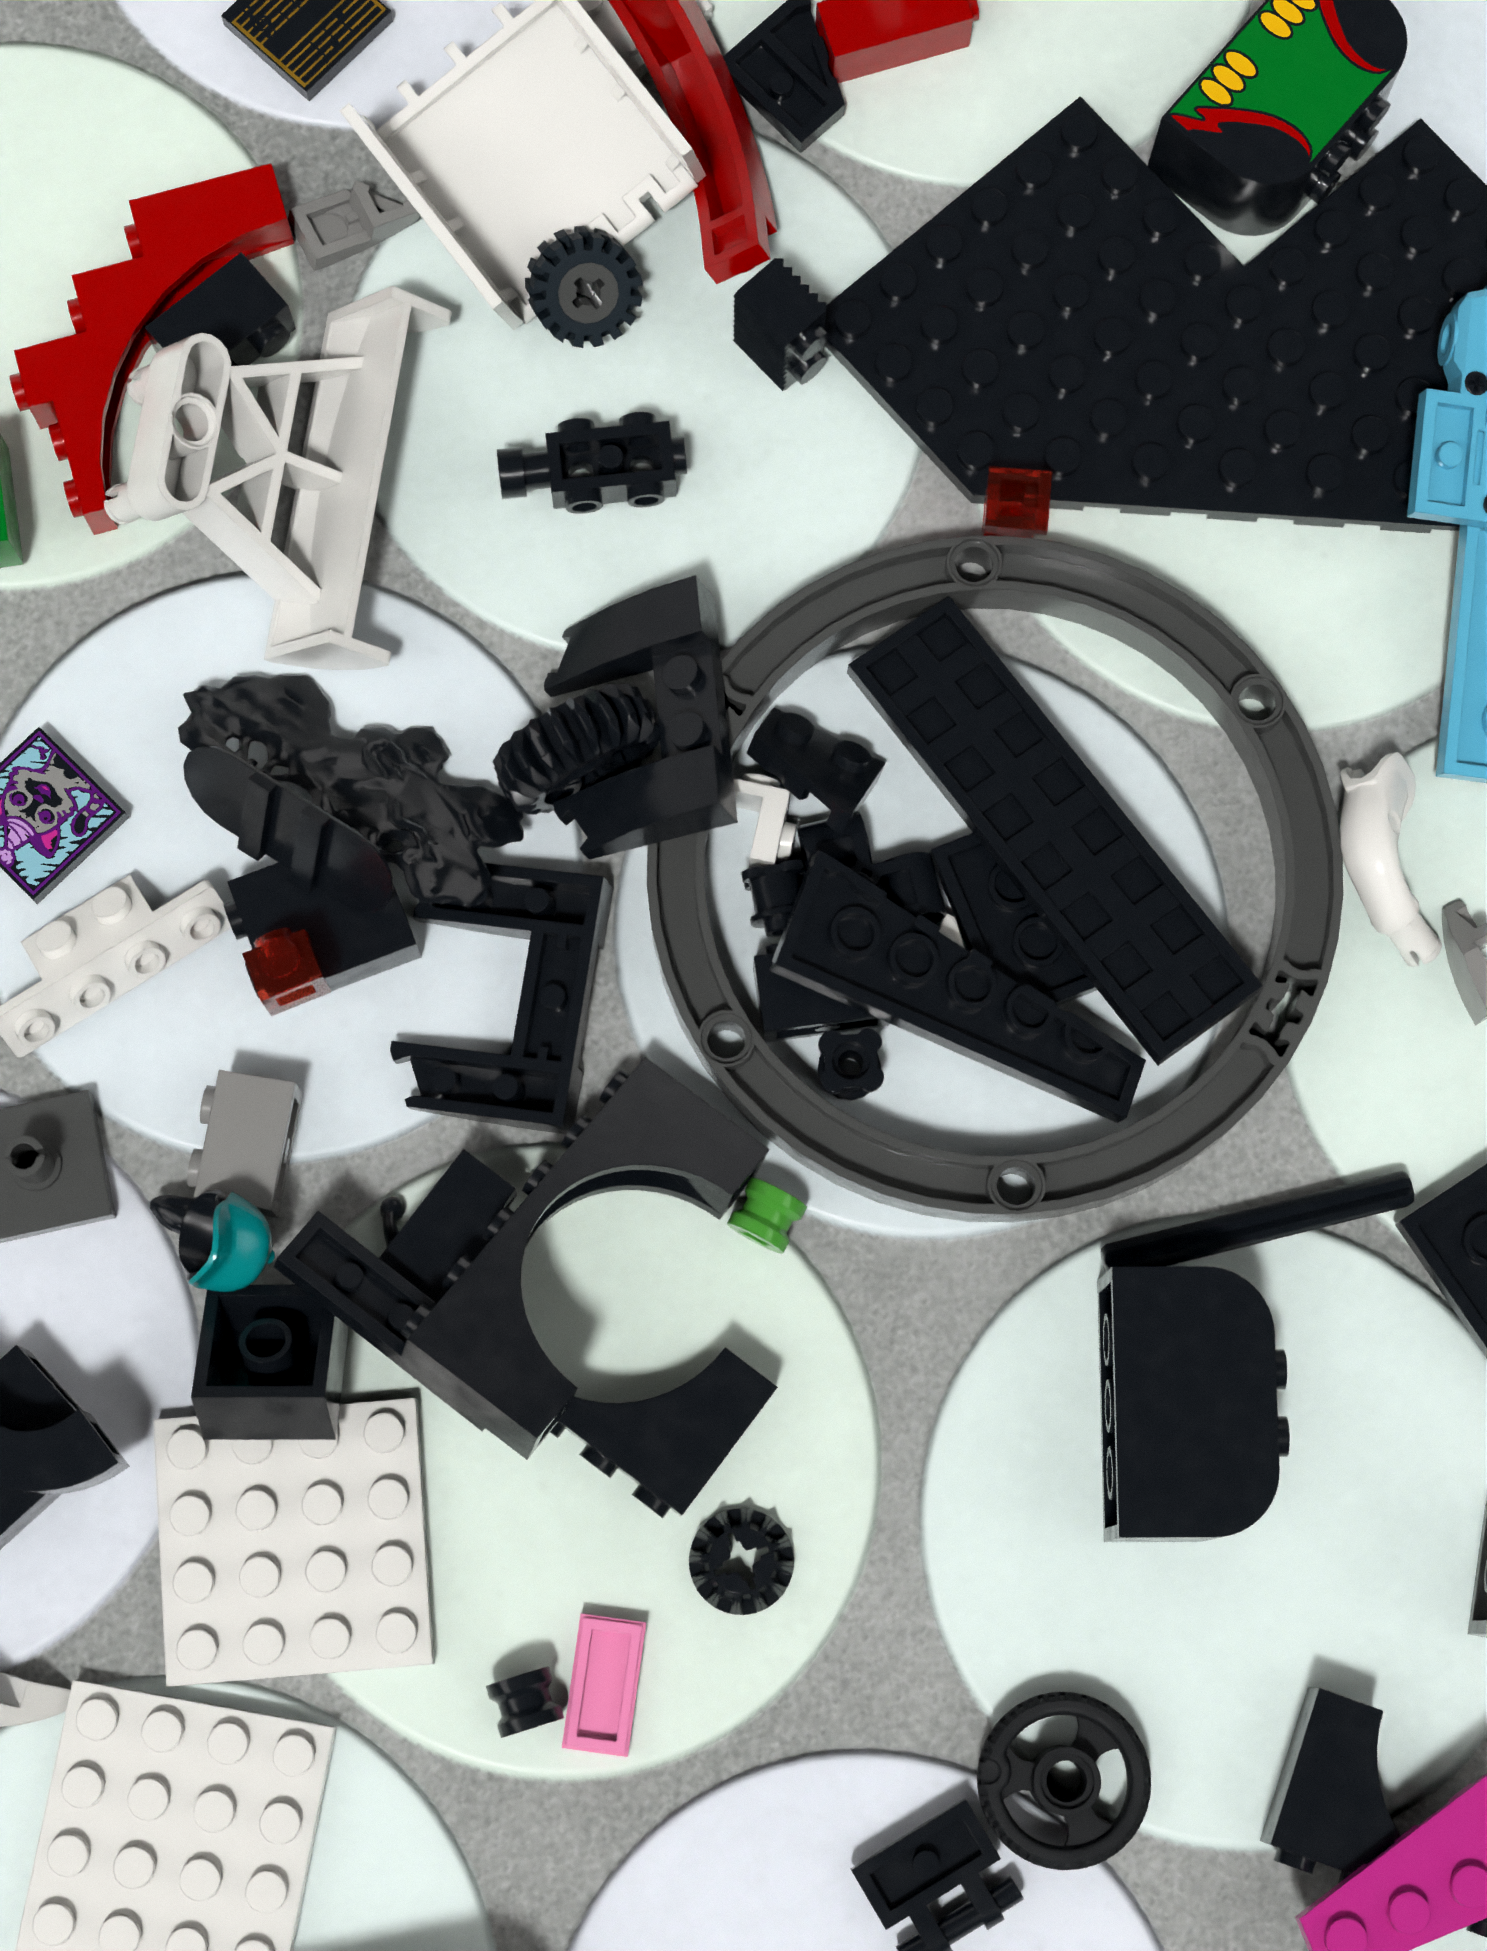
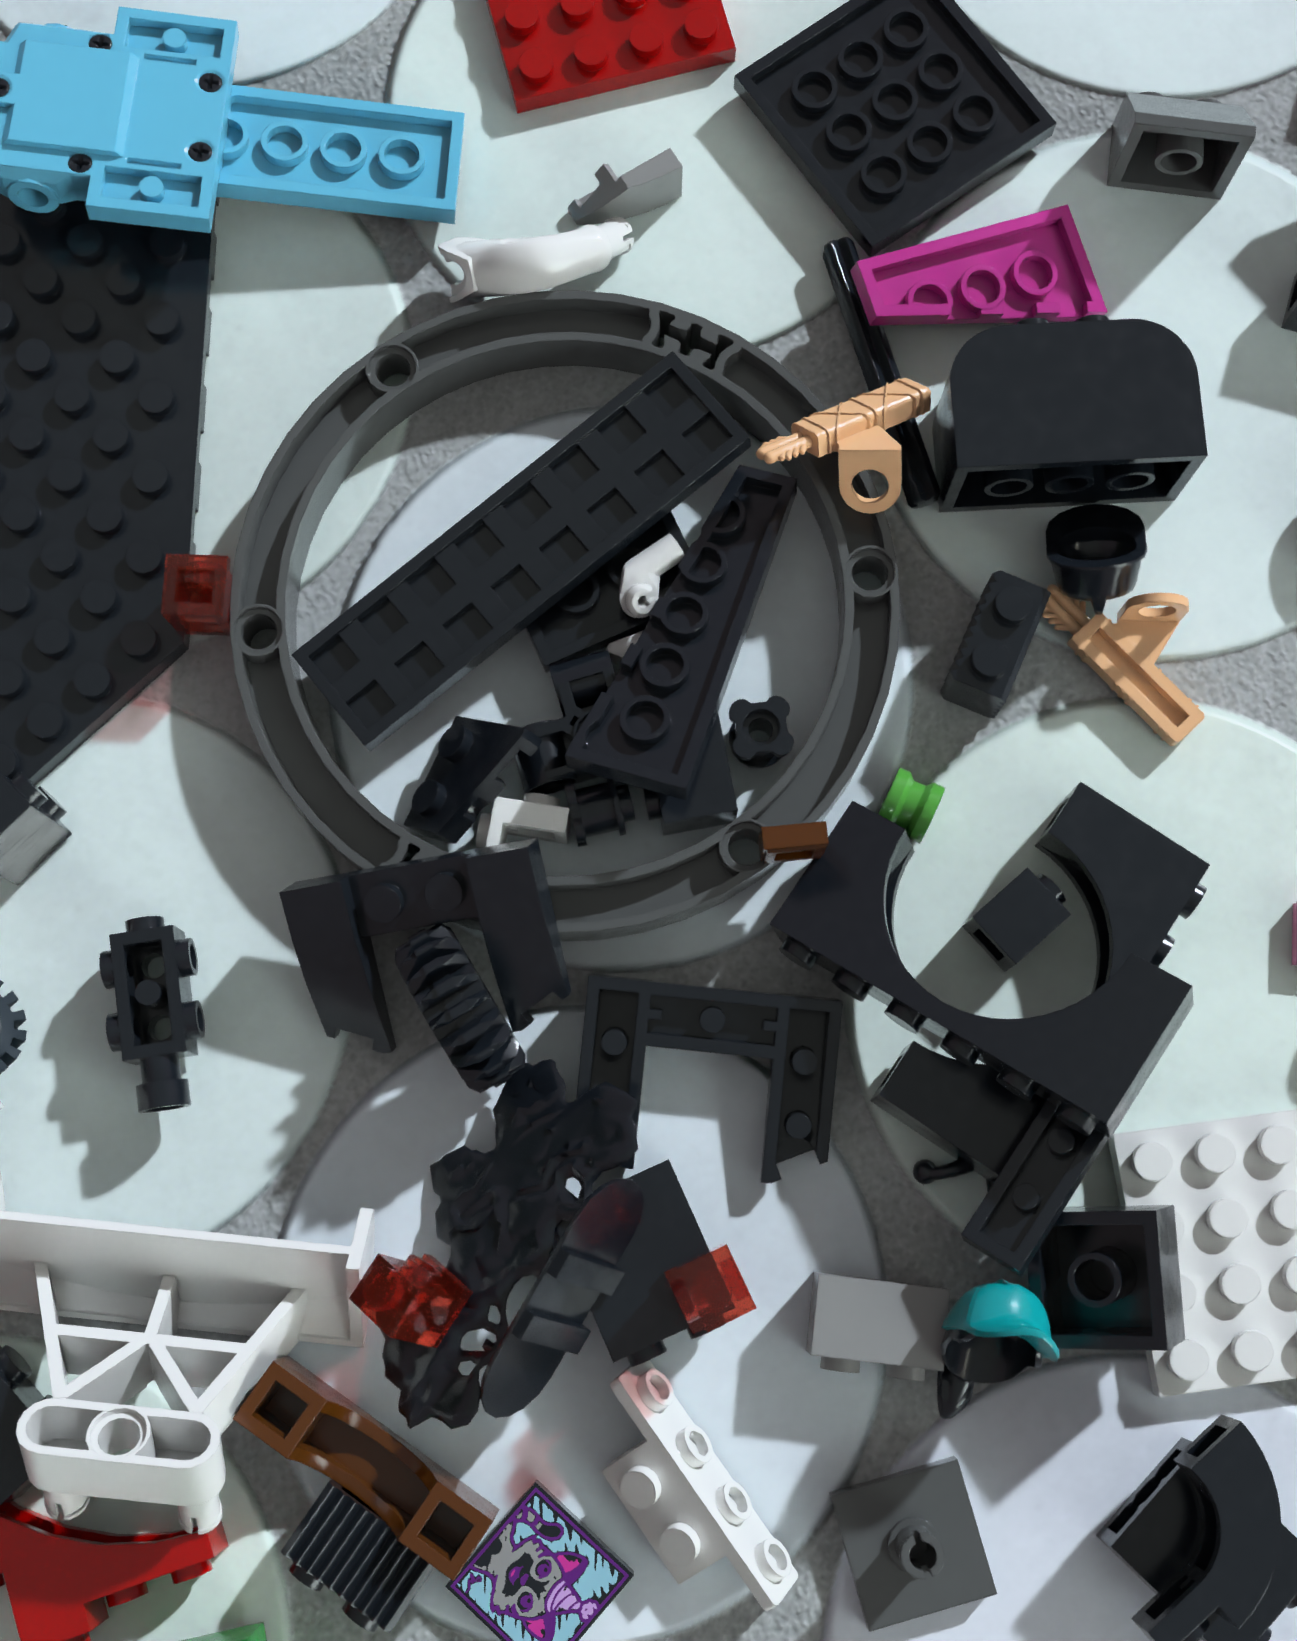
camera: 90 degrees left, 0 degrees up
(74, 649) = (356, 1557): none -> black brick
(193, 611) = (408, 1490): none -> reddish brown arch
(300, 694) = (411, 1298): none -> clear red brick
(642, 1318) = (1018, 918): none -> black brick
(721, 1076) = (793, 842): none -> reddish brown tile
(729, 1591) = (1228, 844): black gear -> none
(923, 1464) = (1127, 653): none -> light nougat piece
(936, 1318) = (995, 644): none -> black brick
(1022, 950) = (642, 576): none -> white arm
(1038, 1433) = (1096, 552): none -> black piece
(1160, 1171) = (859, 437): none -> light nougat piece
(1365, 1356) = (984, 276): none -> dark pink wing

